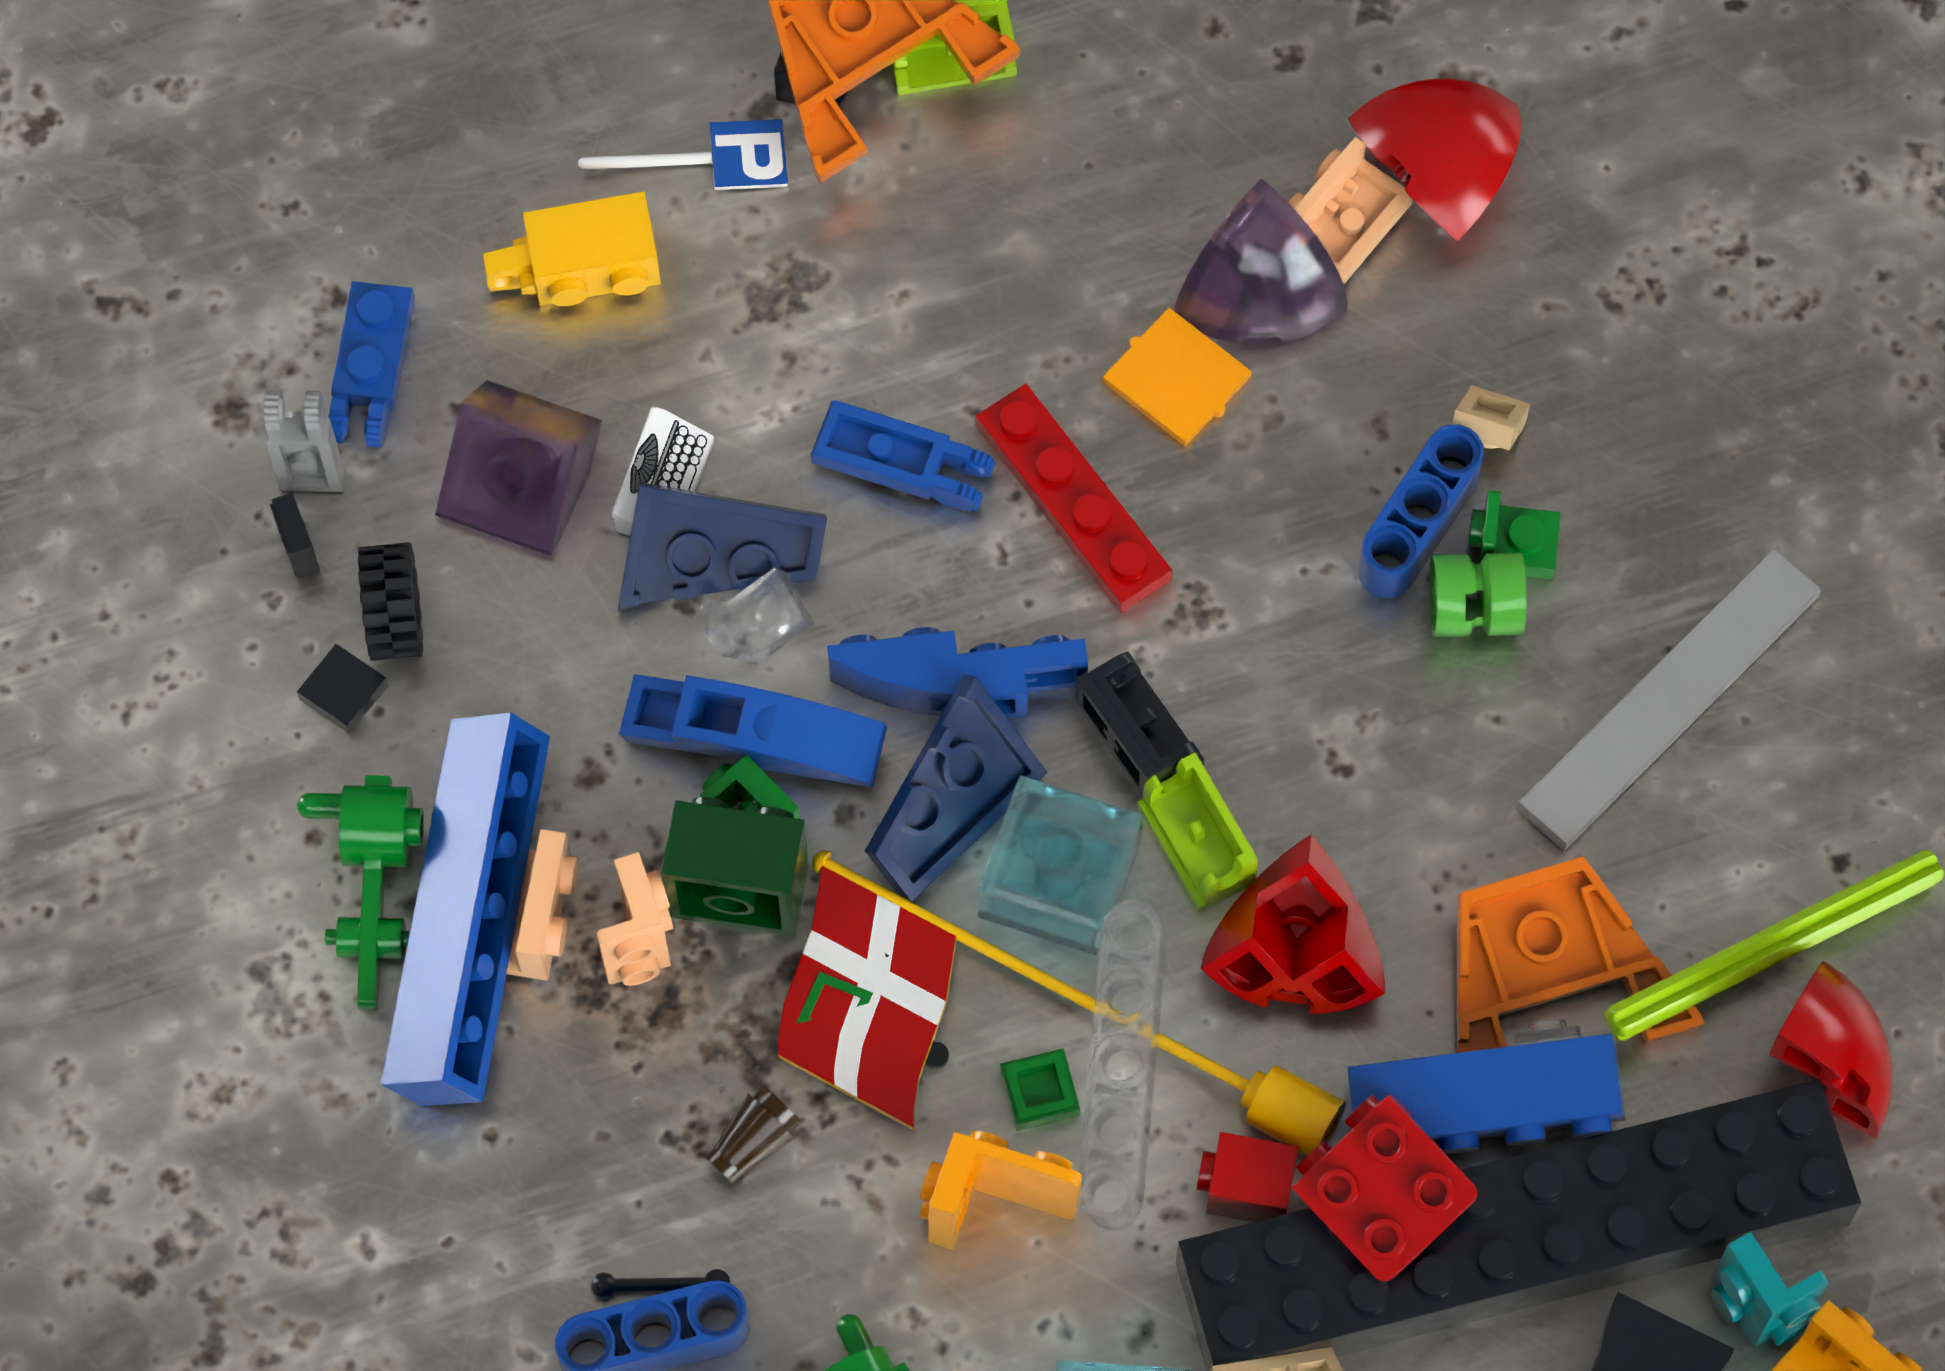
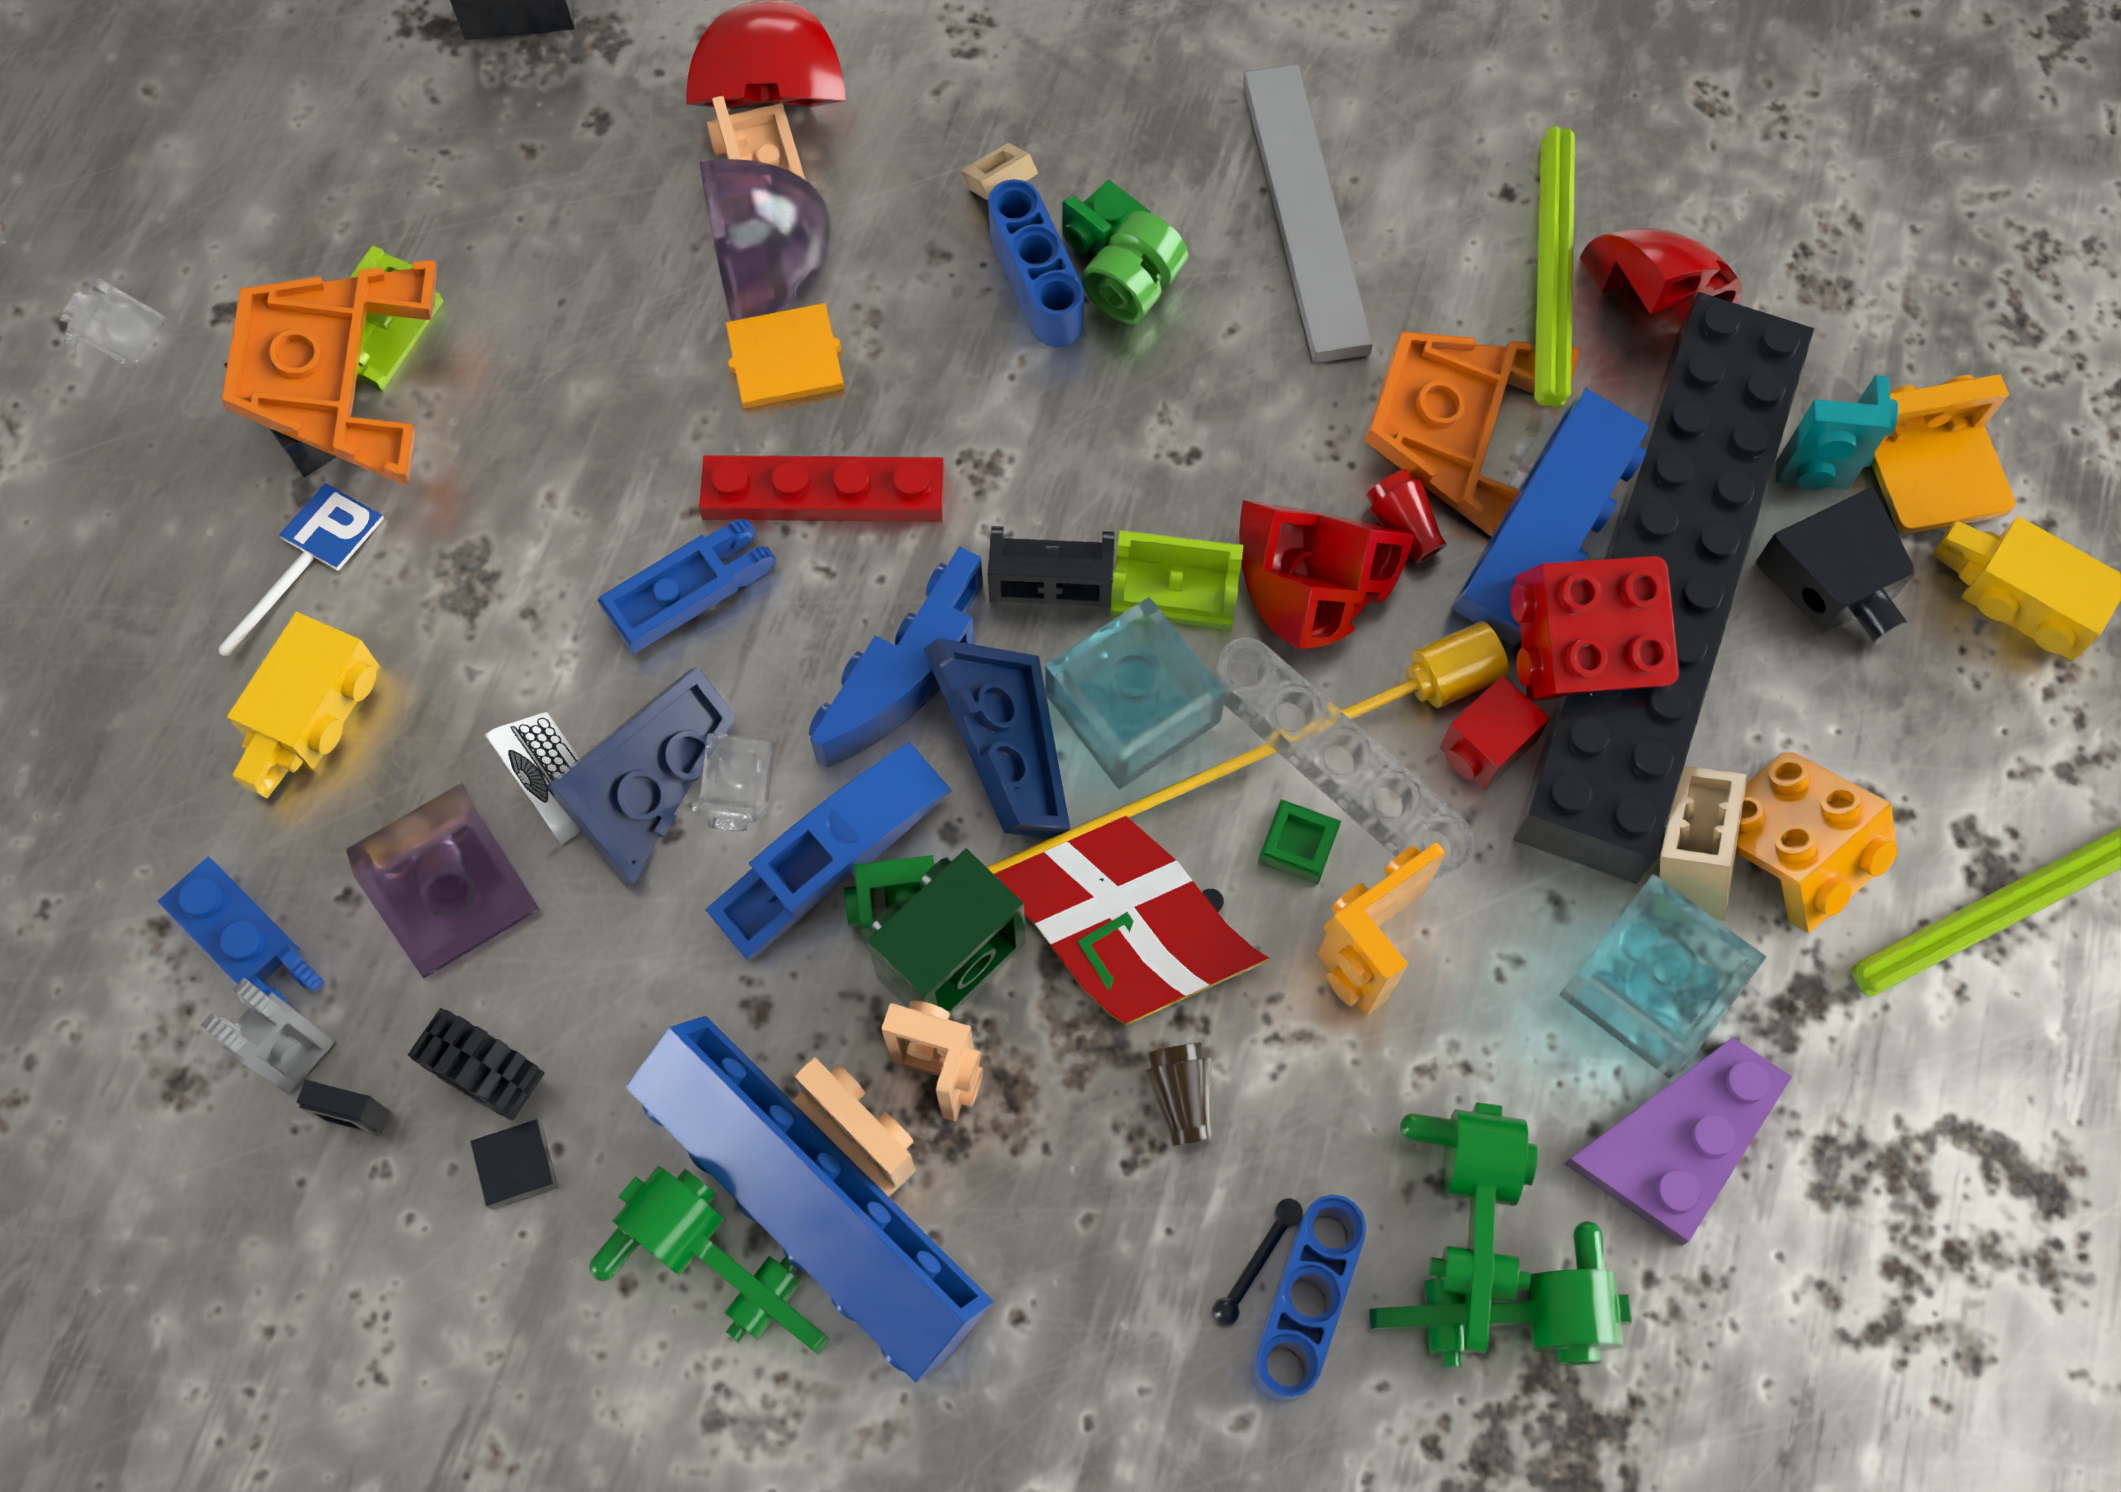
camera: 55 degrees left, 0 degrees up
(1412, 980) = (1404, 506): none -> red cone

